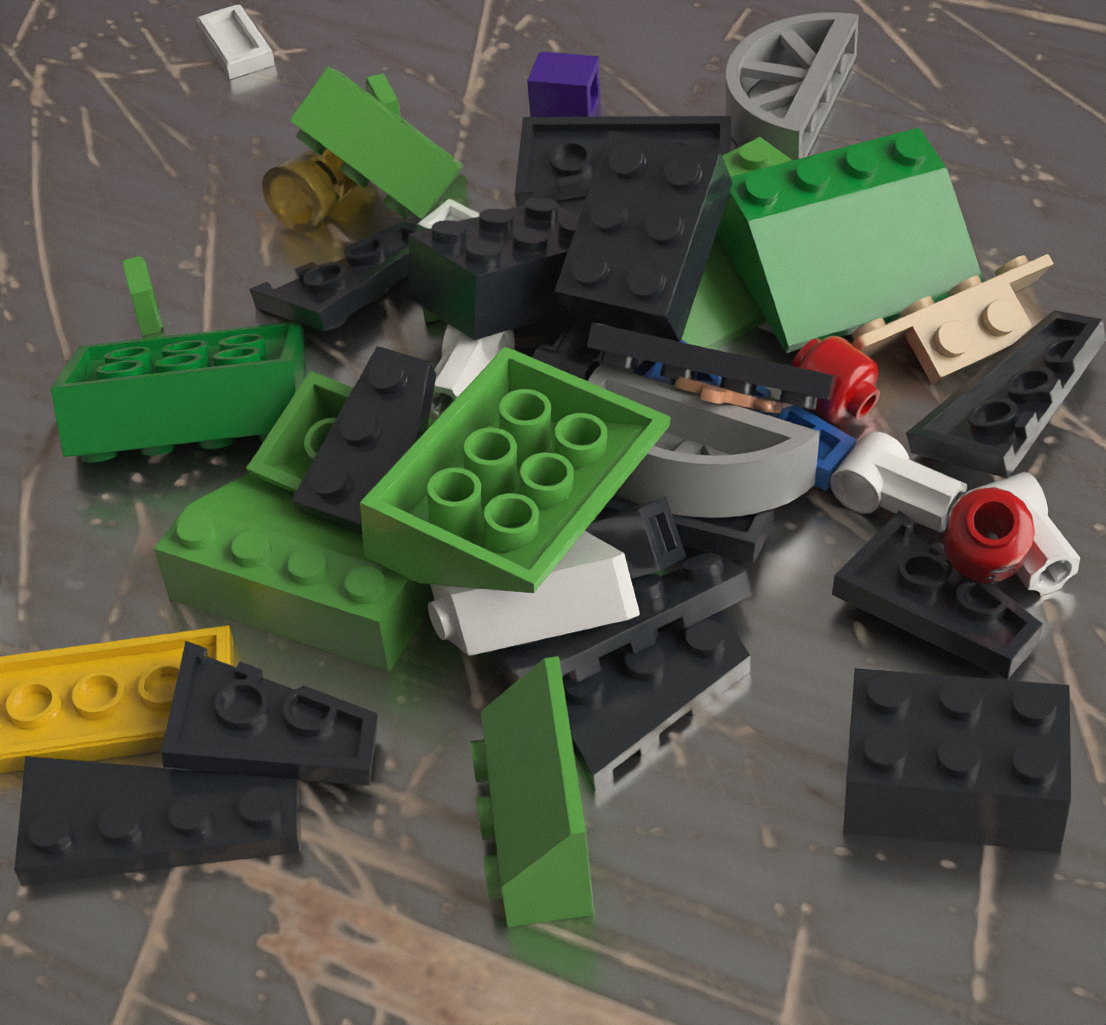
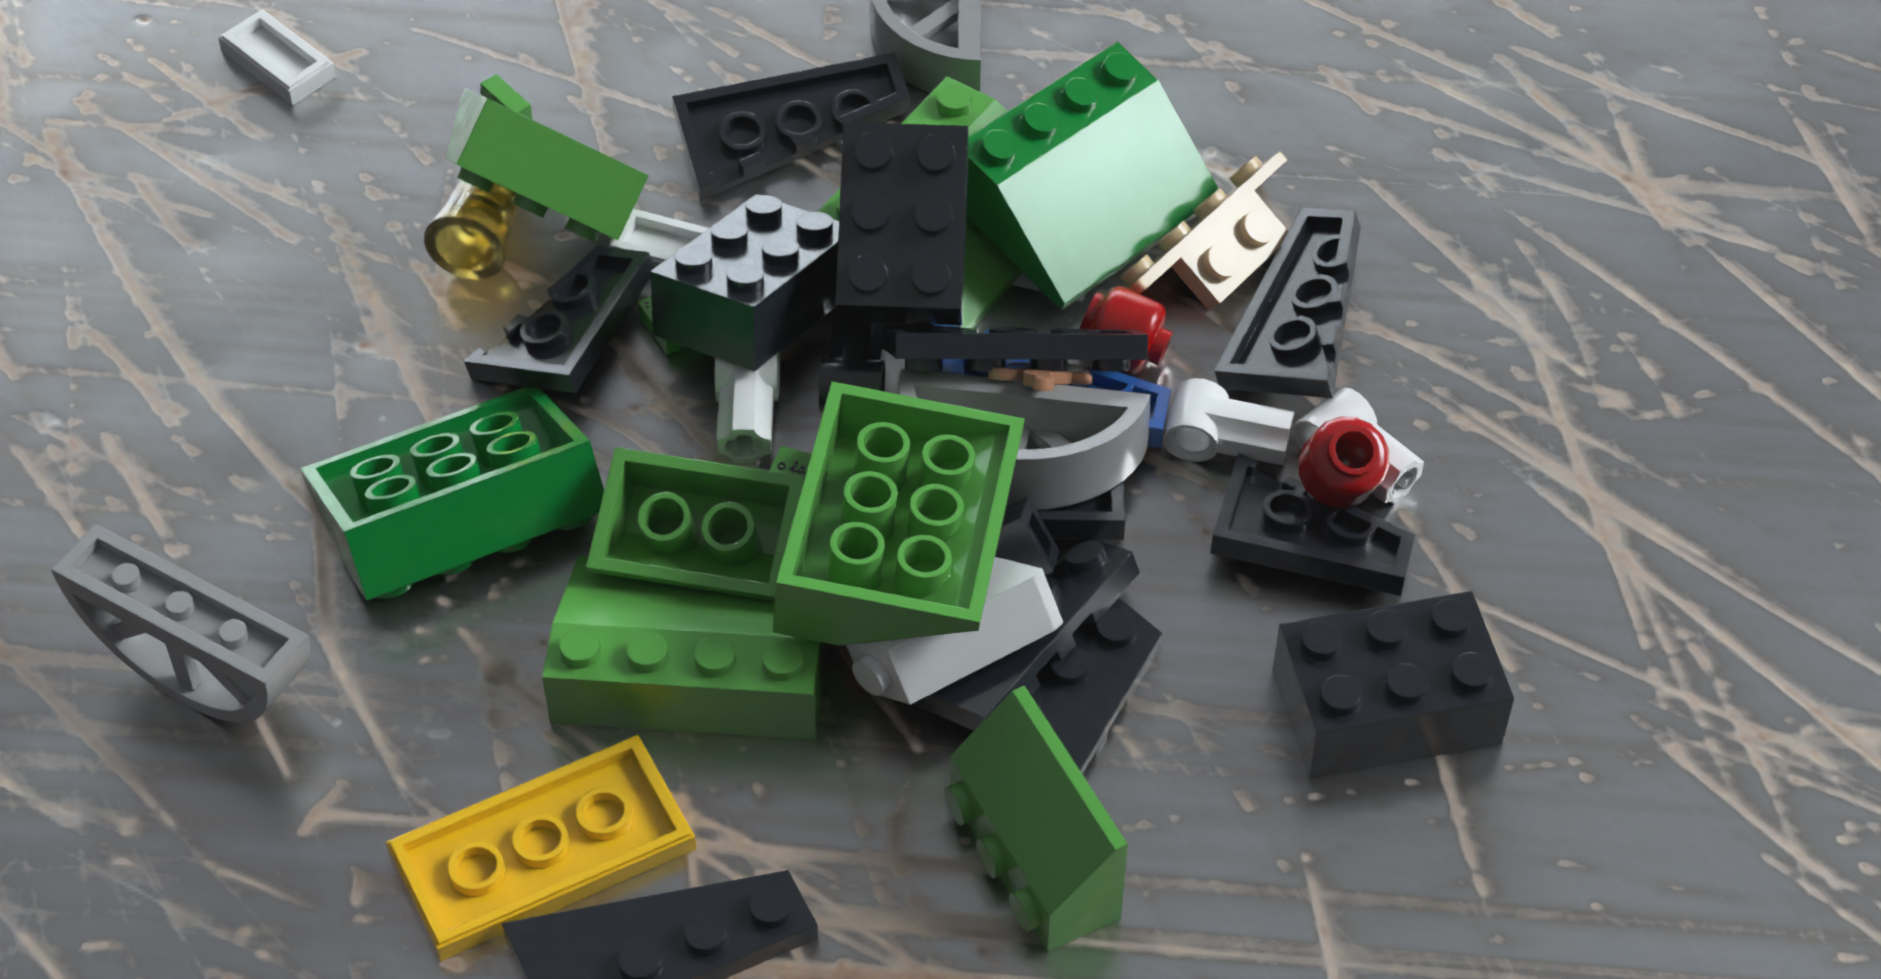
camera: 25 degrees left, 5 degrees up
(142, 295) = (350, 395): bright green tile -> none
(253, 726) = (724, 831): black wing -> none
(368, 438) = (723, 516): black wing -> none
(564, 85) = (696, 50): dark purple panel -> none

